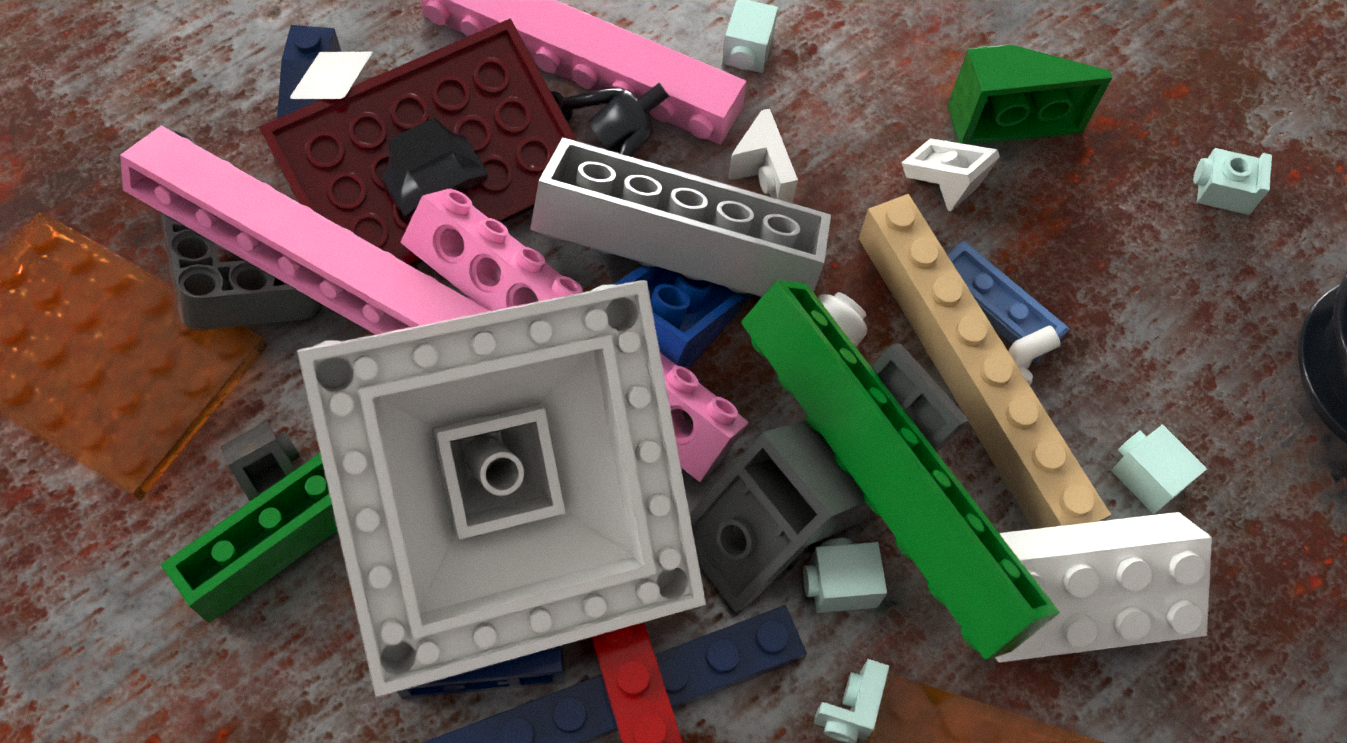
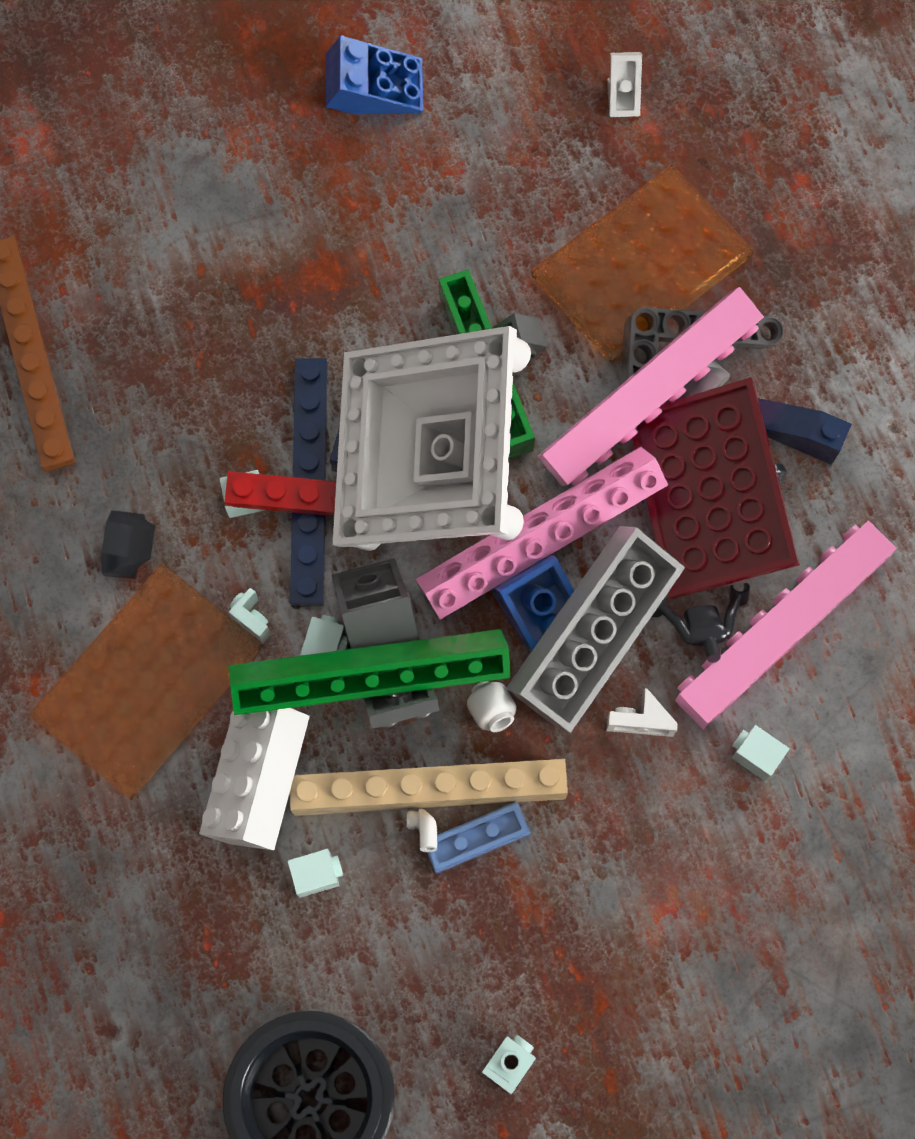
camera: 115 degrees right, 10 degrees up
(331, 75) = (786, 433): white sticker -> none
(427, 162) = (691, 481): black slope -> none
(953, 166) = (591, 844): white slope -> none
(1022, 95) = (633, 909): green slope -> none

